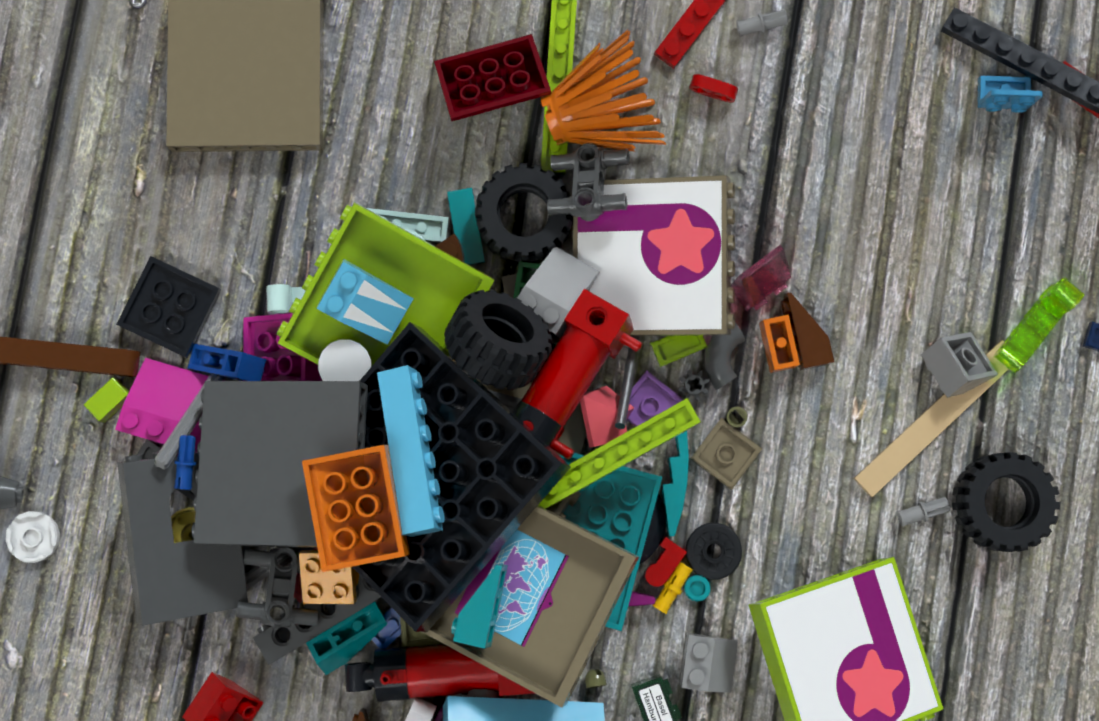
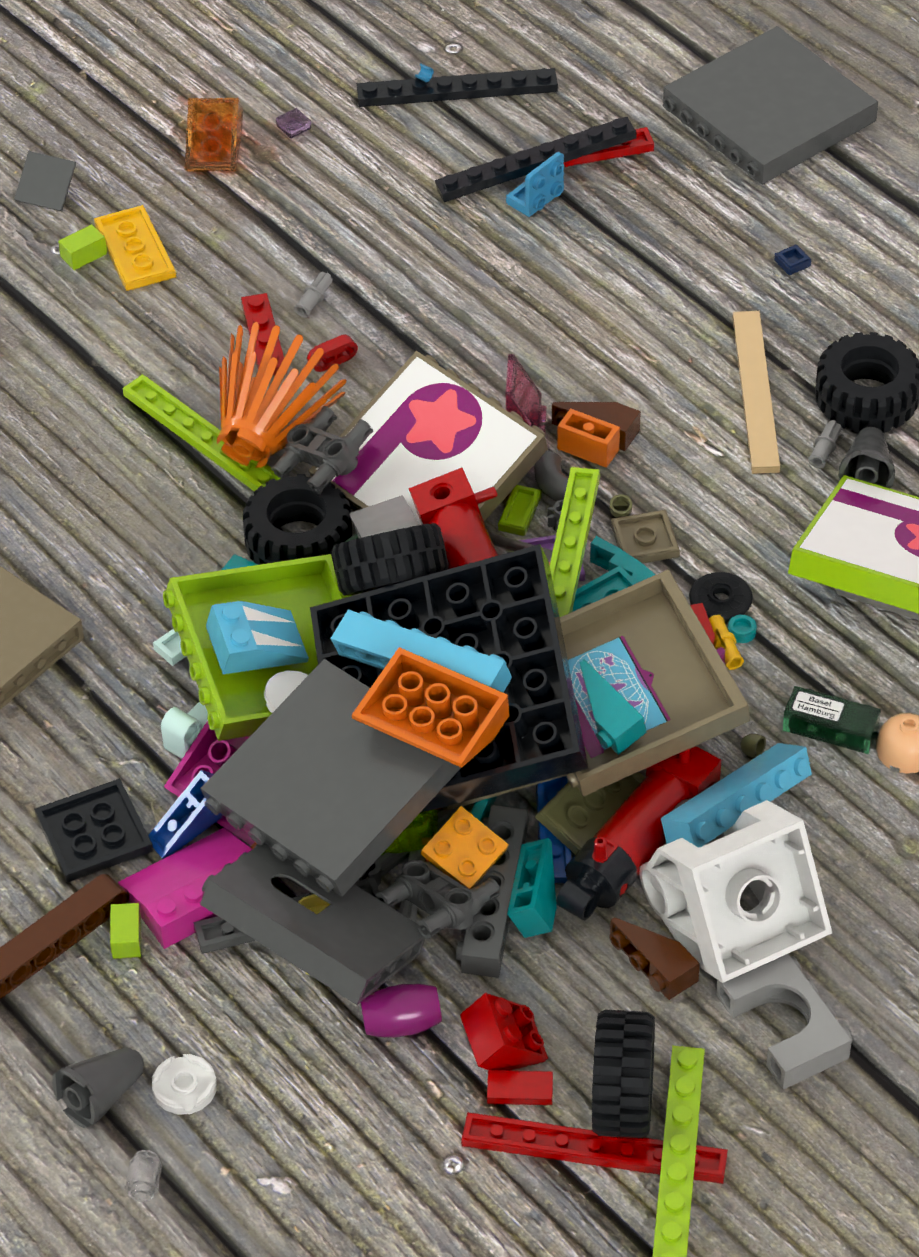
camera: 45 degrees left, 35 degrees down
(183, 427) = (218, 845): light grey axle -> none
(185, 462) = (255, 848): blue axle -> none
(186, 638) = (401, 1010): none -> magenta piece
(492, 77) = (159, 468): dark red slope -> none
(708, 663) = (811, 659): light grey slope -> none
(927, 560) = (869, 459): none -> dark grey cone
(958, 364) = (723, 344): light grey slope -> none
(1038, 323) = (740, 274): clear neon green beam -> none

